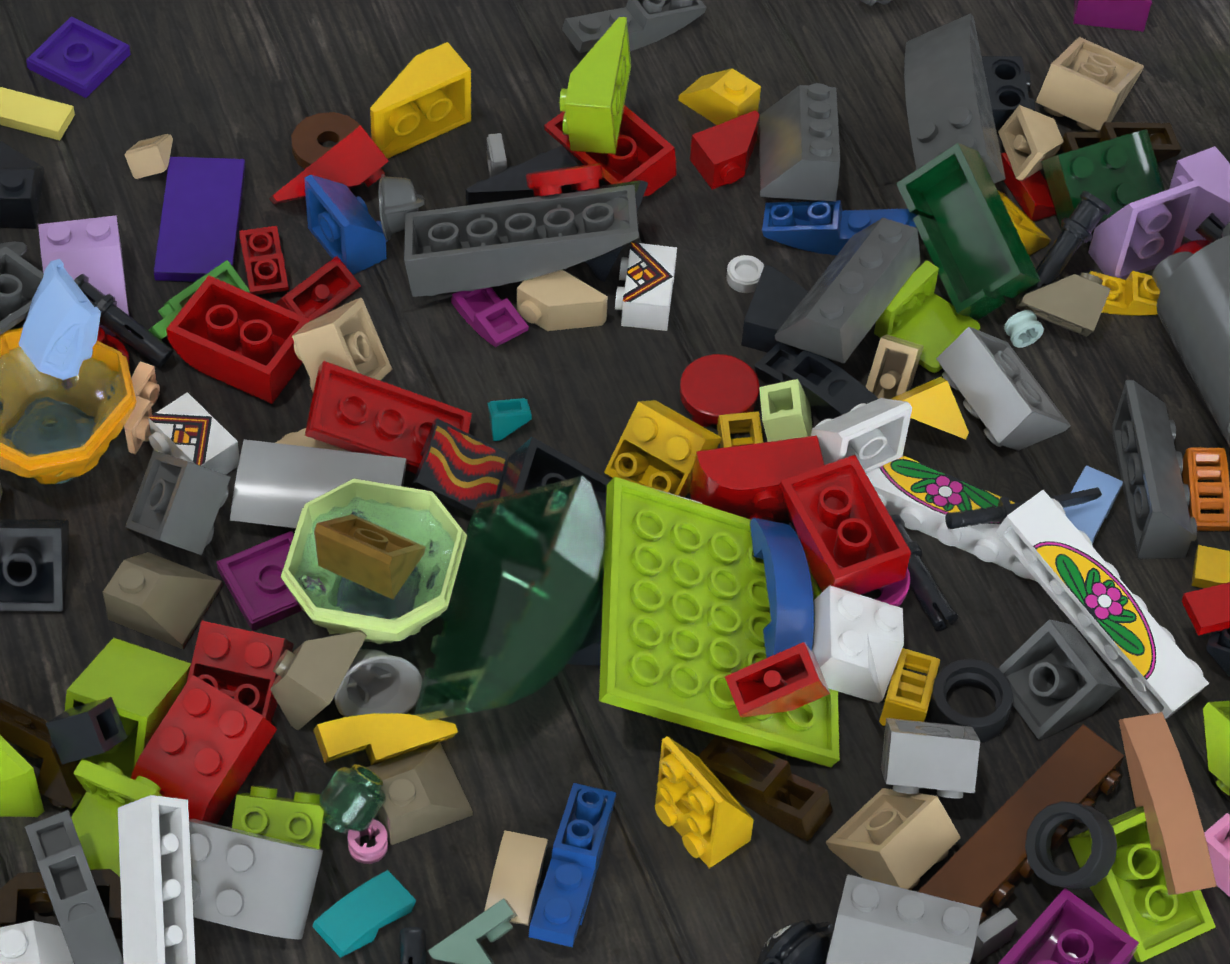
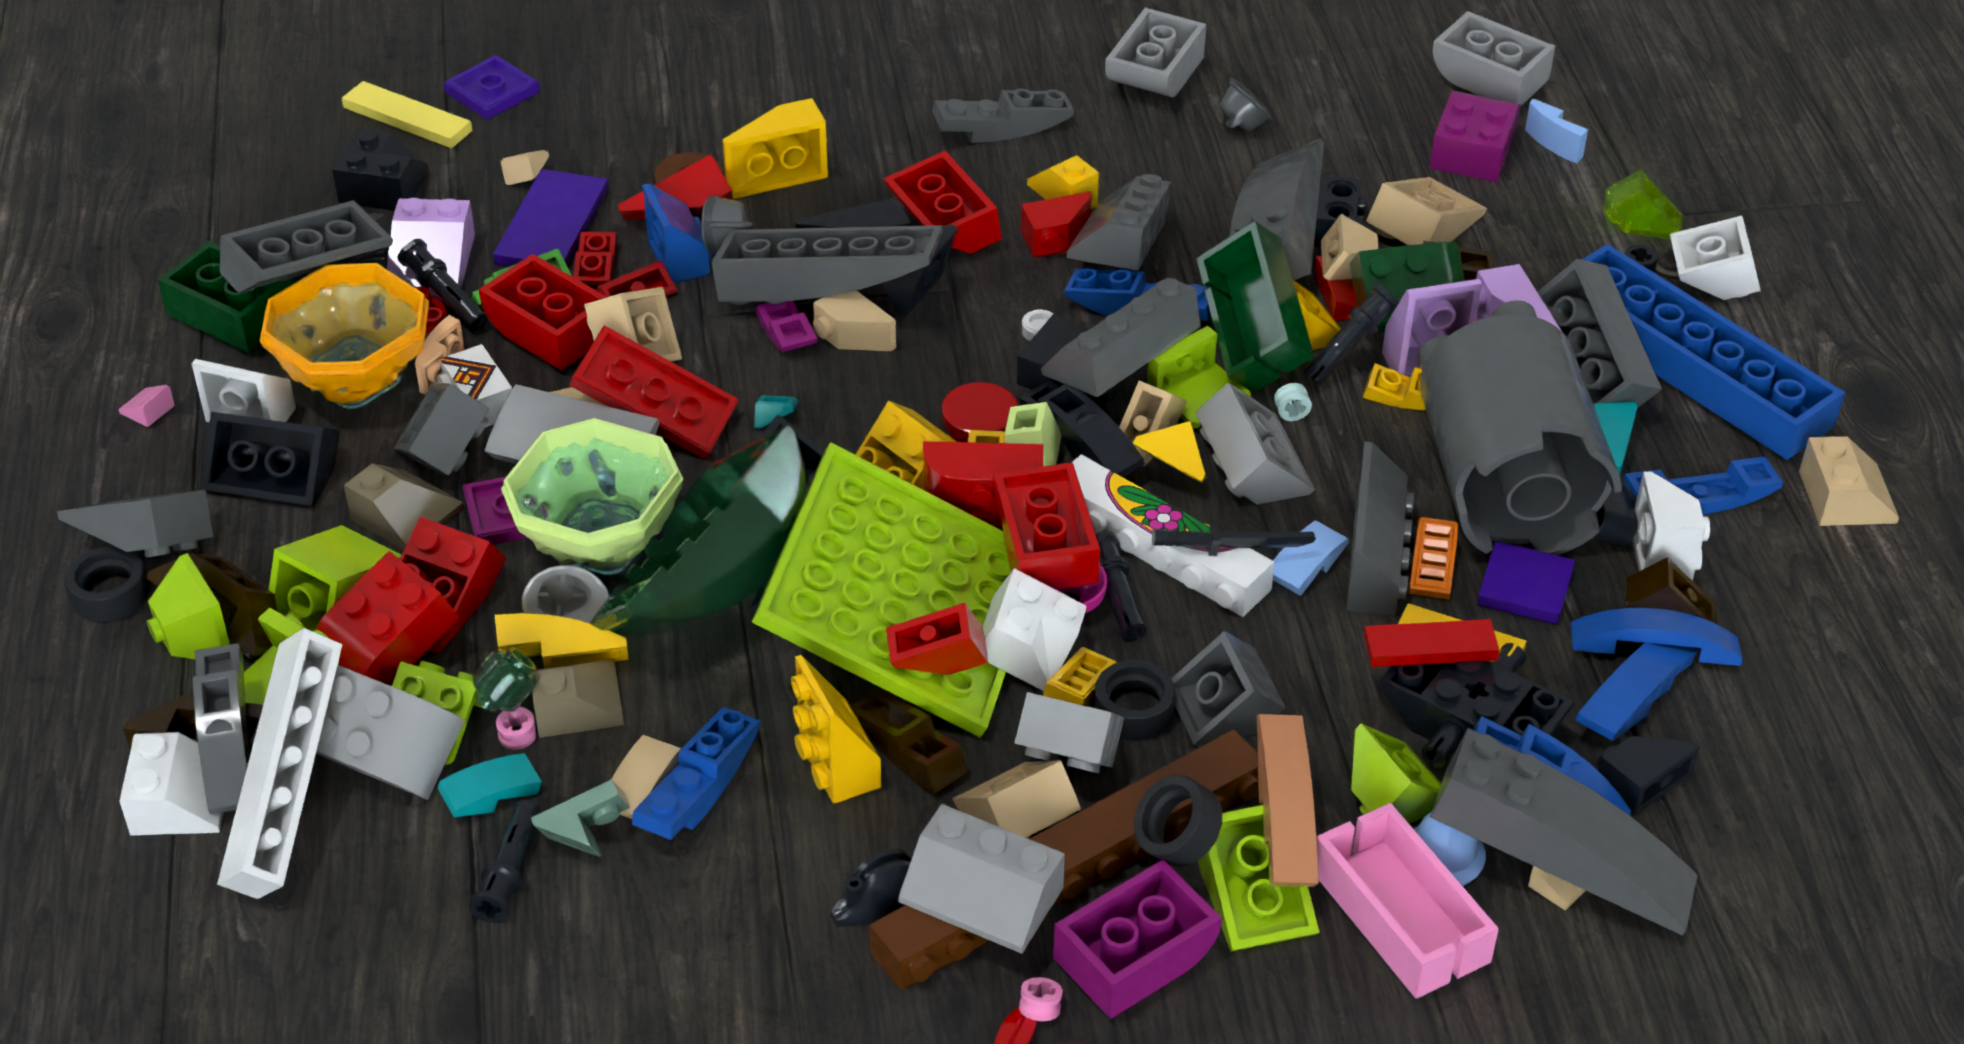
camera: 15 degrees right, 10 degrees down
(59, 325) = (369, 258): light blue slope -> none
(86, 730) = (280, 584): black brick -> none
(313, 675) = (501, 573): dark tan slope -> none
(366, 553) = (577, 473): pearl gold slope -> none
(459, 467) = (705, 434): slope -> none
(496, 154) = (835, 196): light grey tile -> none
(579, 178) = (883, 214): red tile -> none
(598, 93) = (935, 147): lime slope -> none
(648, 286) = (940, 321): white brick -> none
(787, 585) = (976, 563): blue slope -> none
(870, 431) = (1099, 454): white slope -> none
(994, 933) = (1084, 892): light grey tile -> none
(1070, 302) = (1340, 382): dark tan slope -> none
(1101, 606) = (1284, 632): white brick -> none

